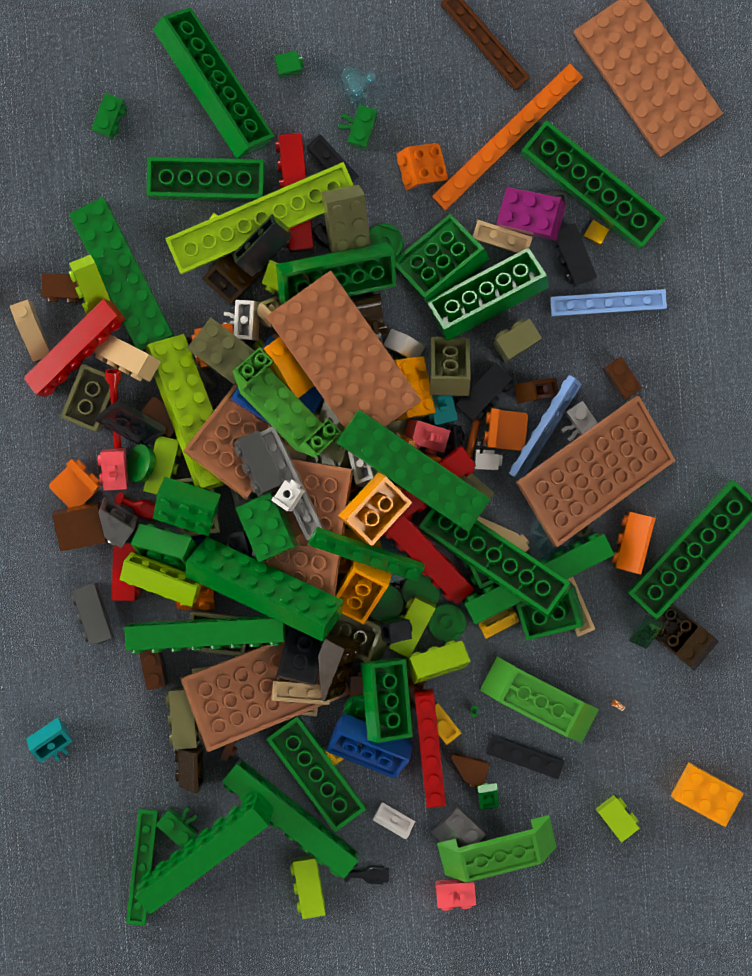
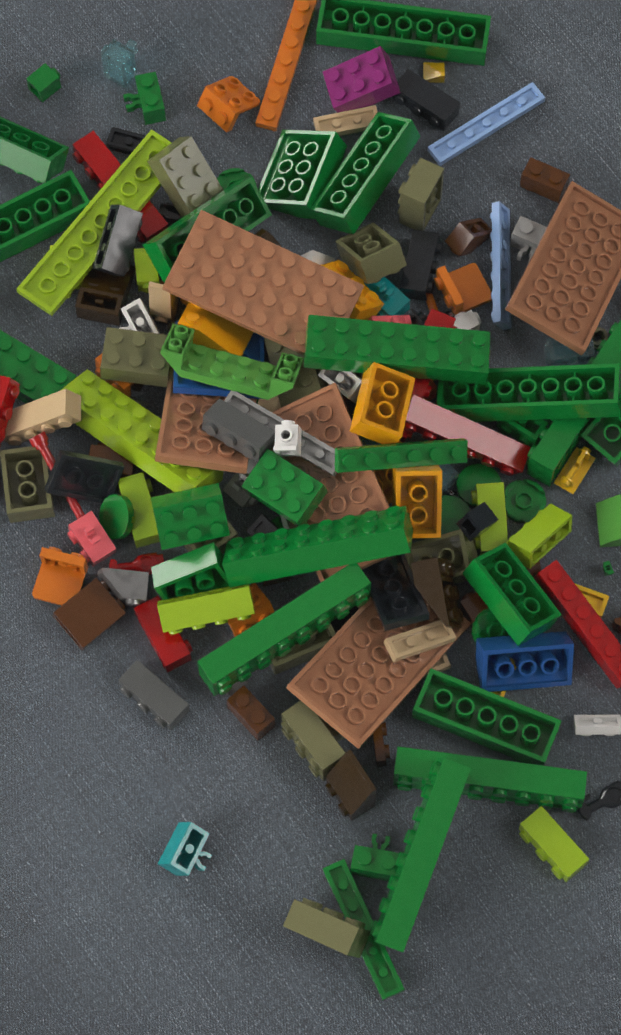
camera: 30 degrees left, 20 degrees down
(113, 858) = (327, 927): none -> olive brick

